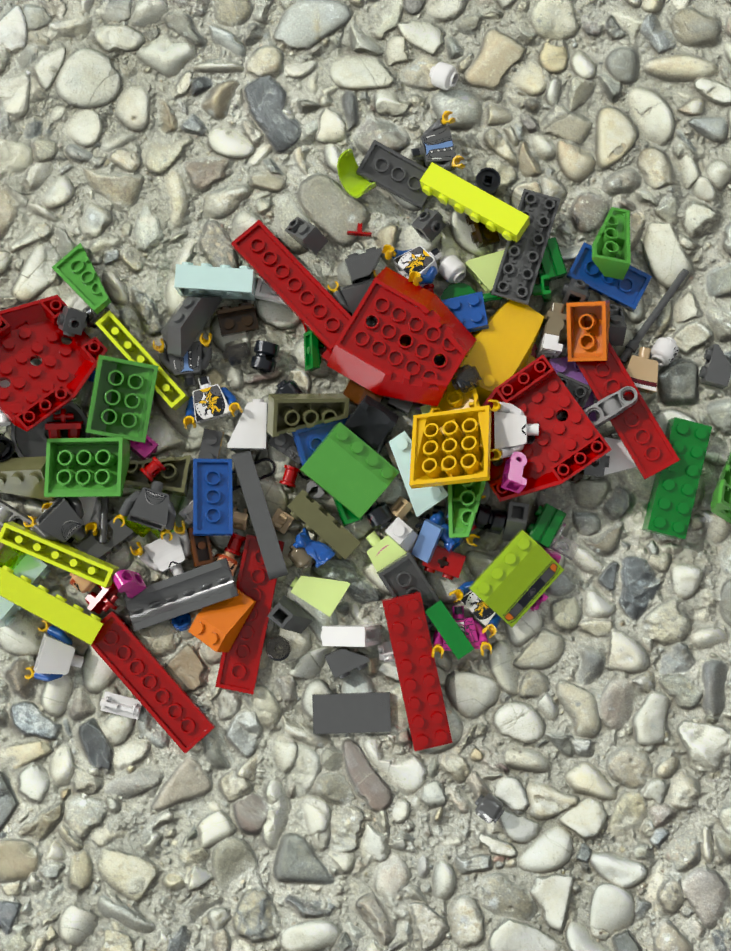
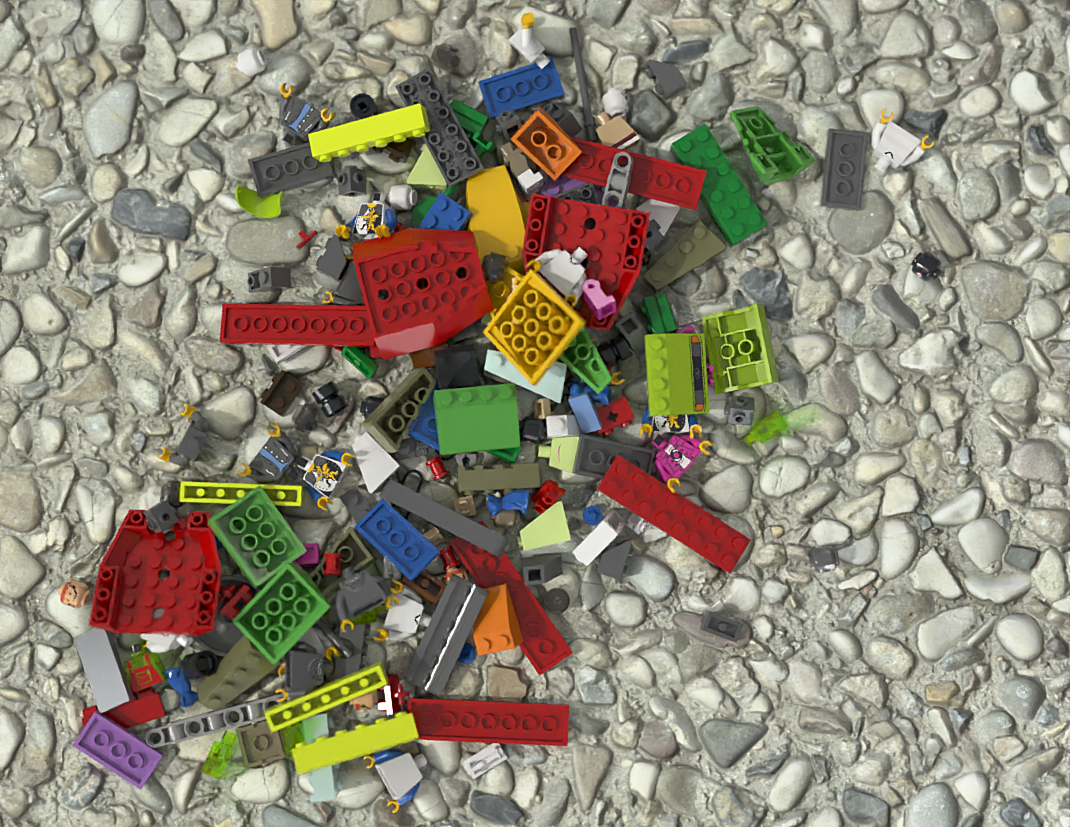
camera: 45 degrees left, 0 degrees up
(82, 277) = (136, 478): bright green wing -> none
(128, 582) = (399, 664): dark pink leg -> none
(145, 290) = (191, 441): none -> dark grey torso
(188, 322) = (248, 432): dark grey wedge -> none
(215, 281) = (237, 381): light aqua brick -> none
(343, 570) = (546, 496): none -> red hips
(351, 712) = (657, 593): dark grey tile -> none
(361, 615) = (592, 515): none -> blue tile
(371, 780) = (721, 626): none -> dark grey hinge
(449, 629) = (666, 460): green tile -> none
(535, 647) = (740, 410): none -> dark grey brick
(550, 678) = (774, 423): none -> clear neon green torso
(578, 203) = (445, 57): none -> clear smoke head
(578, 605) = (740, 349): none -> lime piece
(610, 504) = (688, 253): none -> olive wedge
(612, 244) = (500, 62): bright green wedge -> none
(644, 249) = (527, 44): none -> white torso

